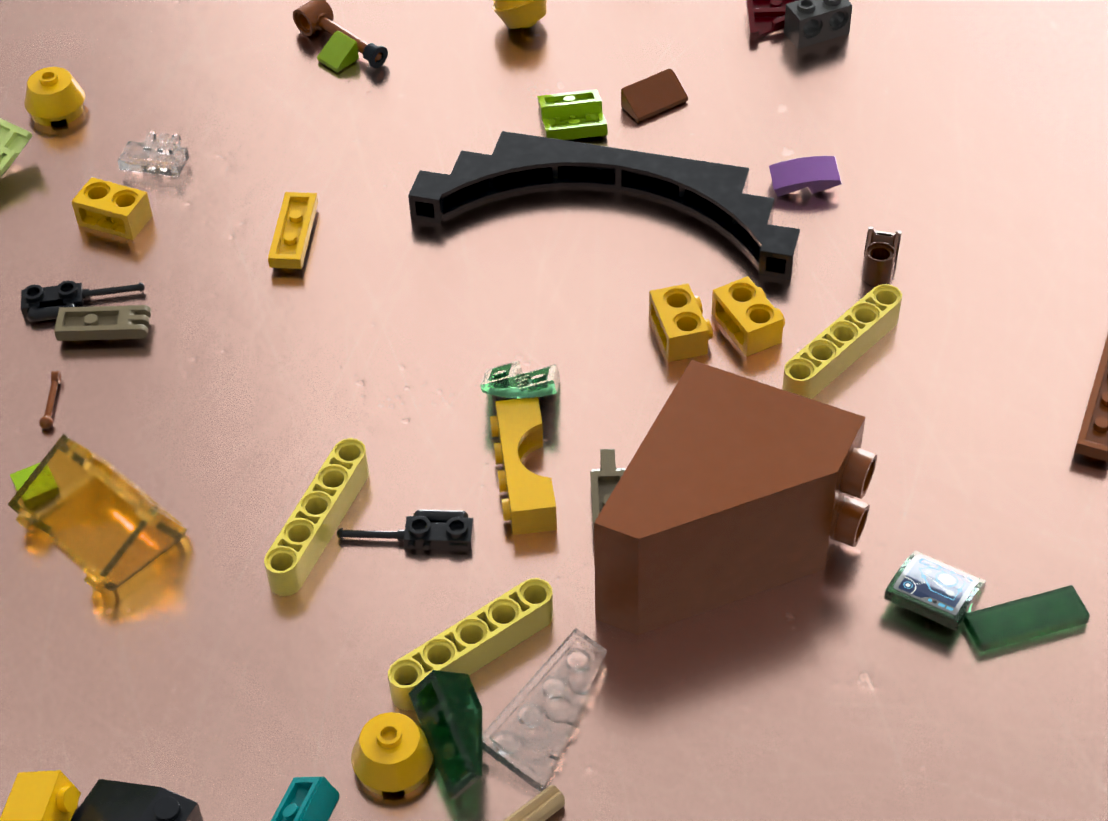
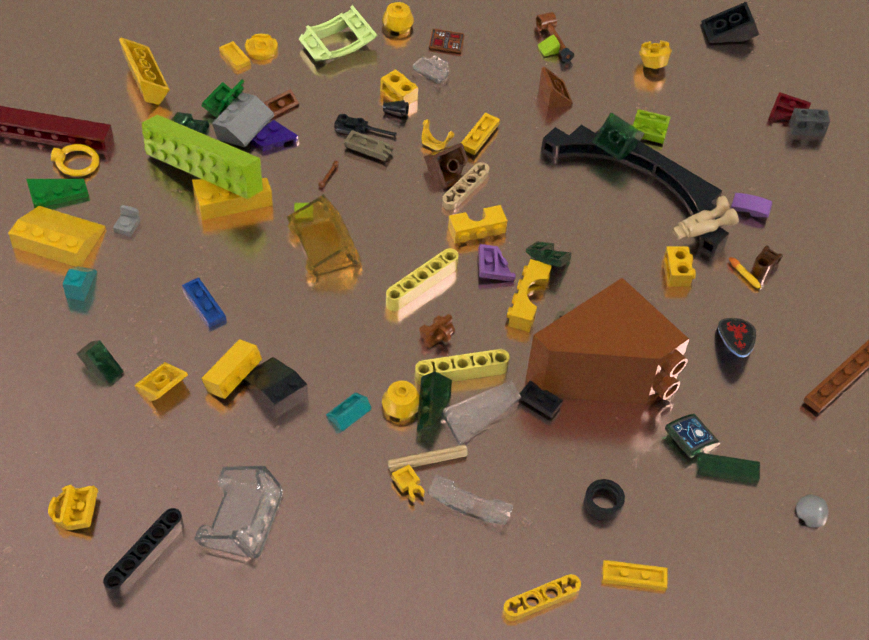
camera: 20 degrees right, 5 degrees up
(124, 241) = (397, 108): none -> black cone
(157, 103) = (446, 40): none -> slope
(212, 276) = (430, 141): none -> yellow helmet
(262, 301) = (447, 164): none -> reddish brown slope
(316, 325) = (463, 184): none -> tan beam
(350, 397) = (464, 229): none -> yellow arch
(382, 116) = (554, 90): none -> dark orange slope
(396, 595) = (438, 331): none -> dark orange hips
(427, 531) = (469, 307): black piece -> none
(431, 438) = (493, 264): none -> medium lavender wing
(535, 145) = (618, 137): none -> clear green slope
(644, 639) = (541, 399): none -> black plate
(653, 95) = (698, 131): dark orange slope -> none
(679, 322) = (642, 256): yellow brick -> none
(750, 227) = (702, 222): none -> tan piece
(836, 277) = (745, 273): none -> yellow piece
(843, 342) = (717, 299): light yellow beam -> none
(860, 746) = (606, 486): none -> black tyre
(911, 389) = (737, 335): none -> shield

